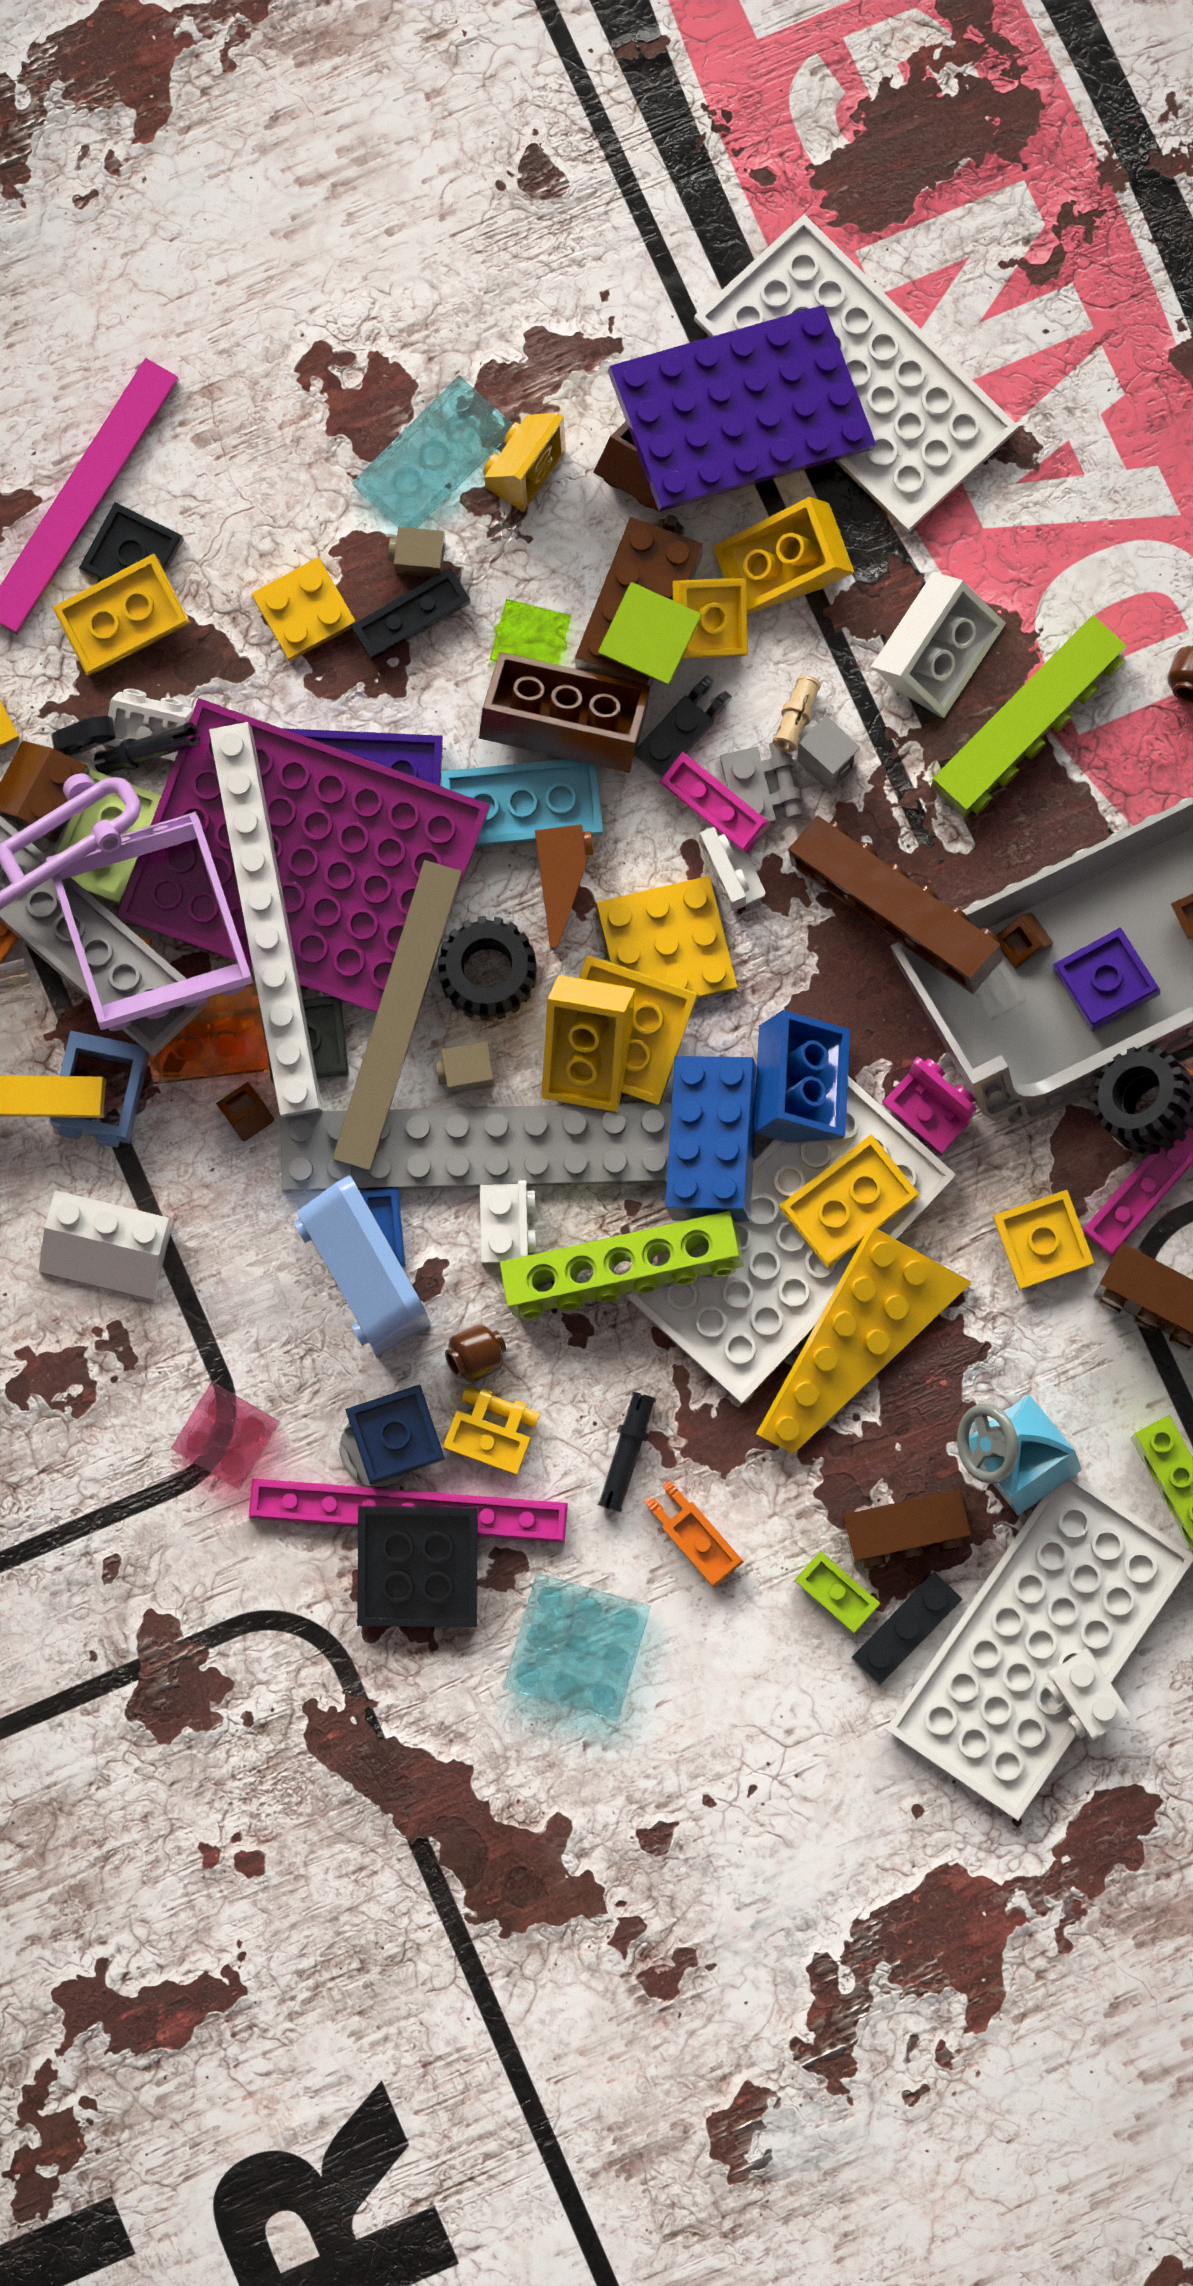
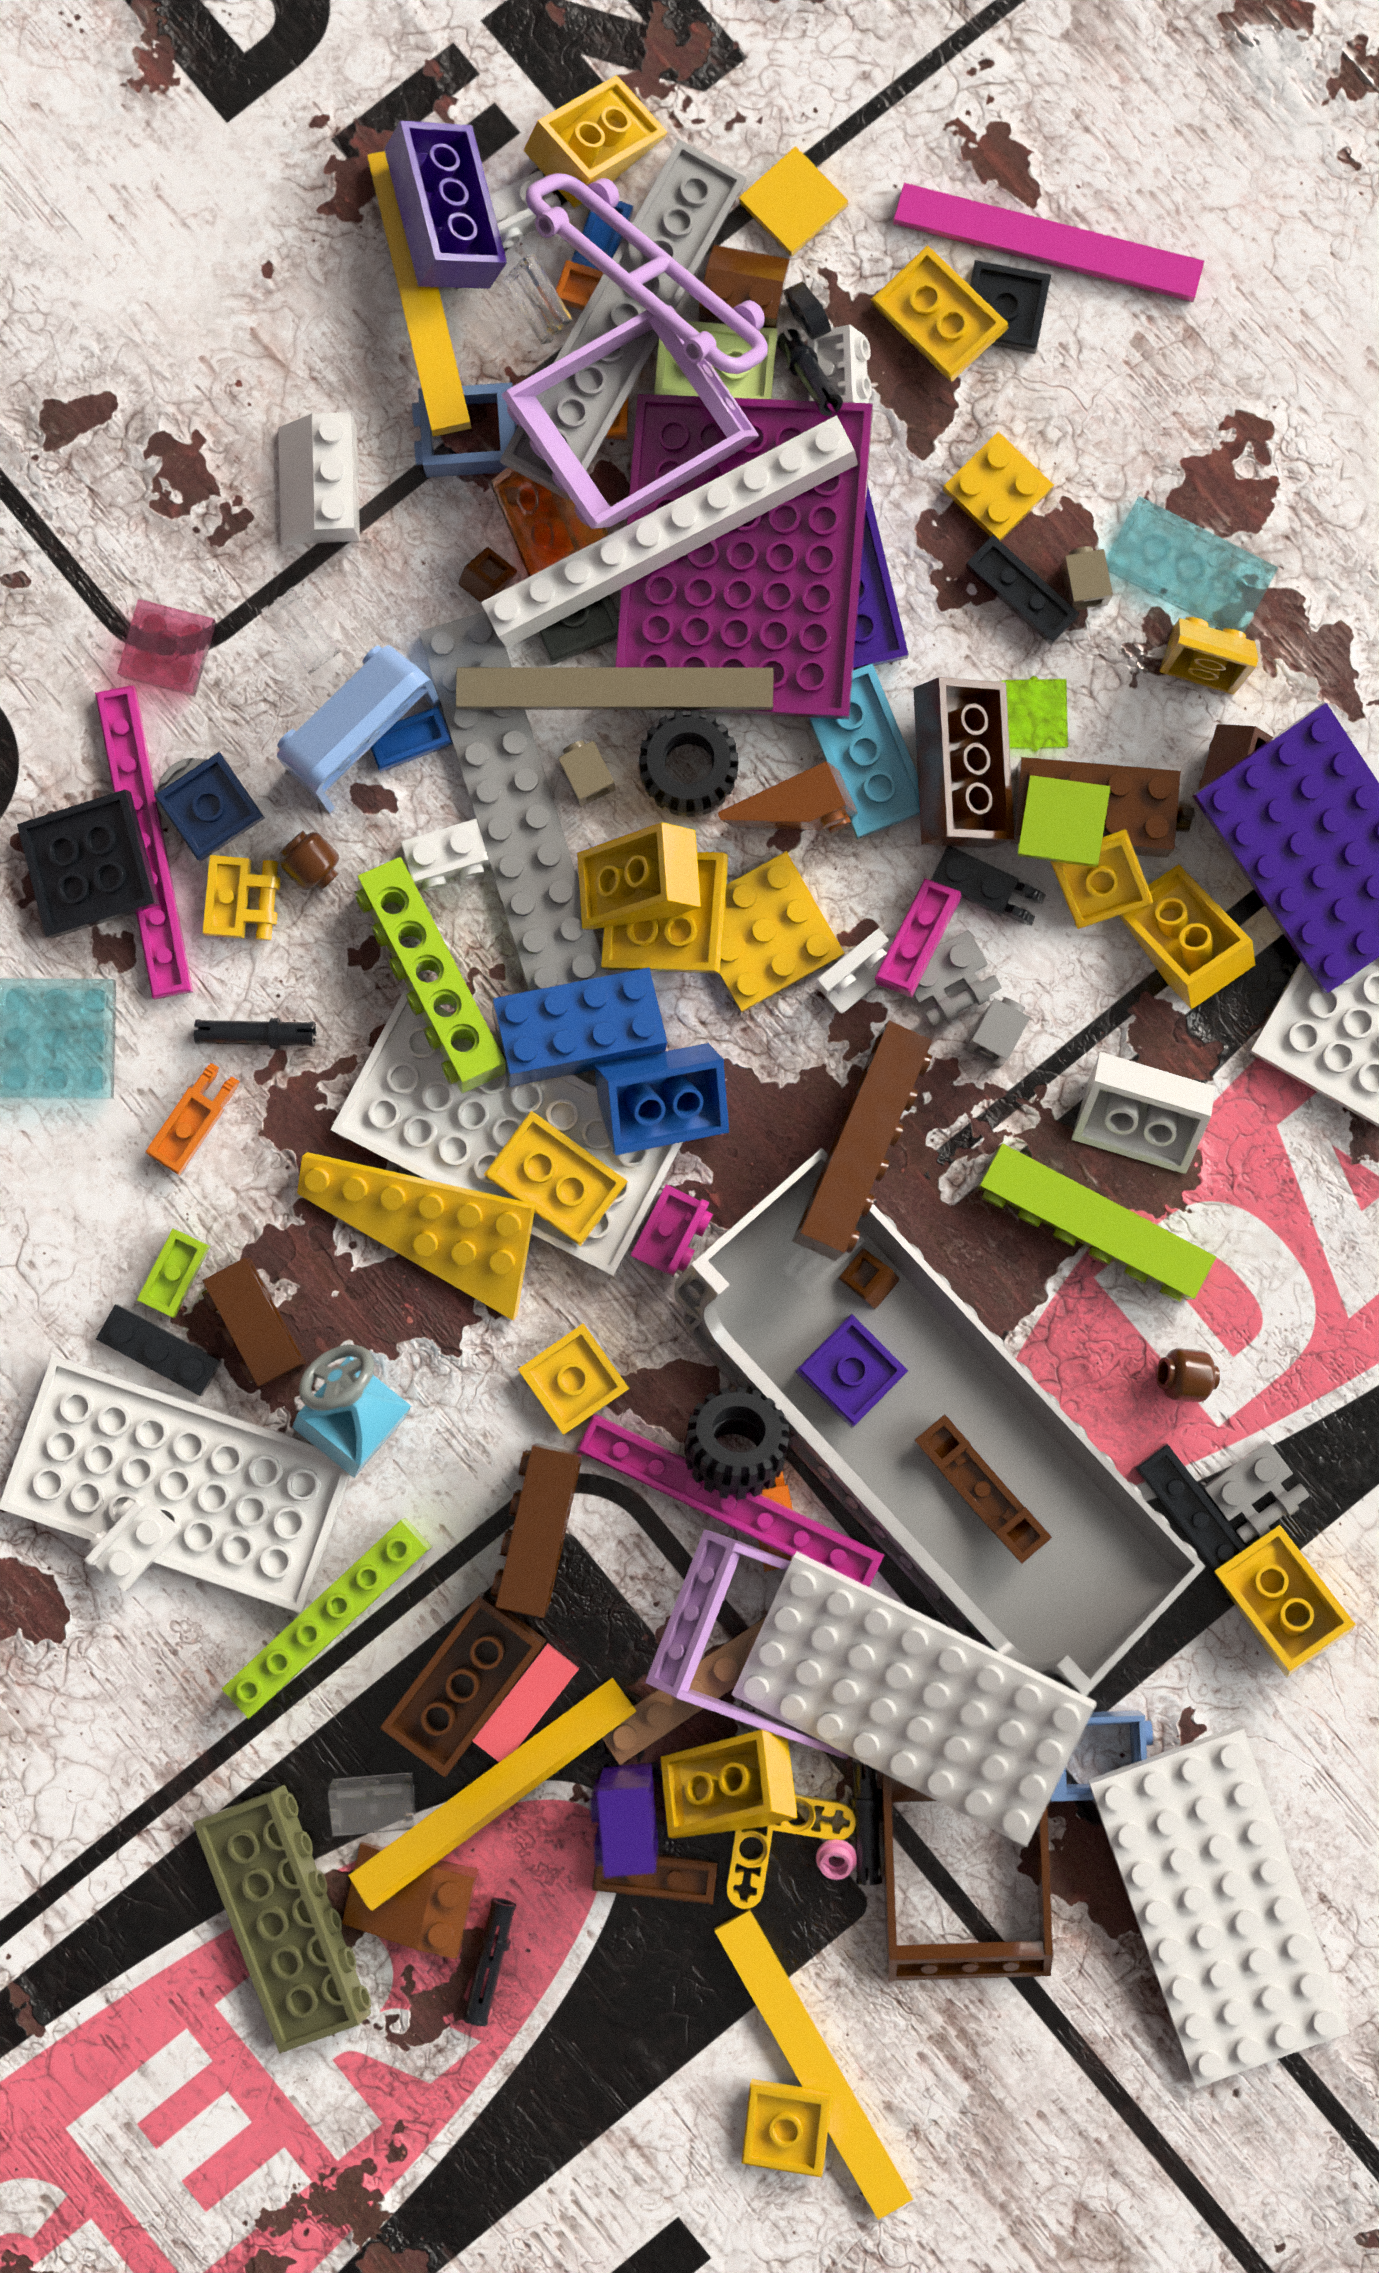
camera: 75 degrees right, 5 degrees up
(796, 713) = (1031, 992): tan pin -> none

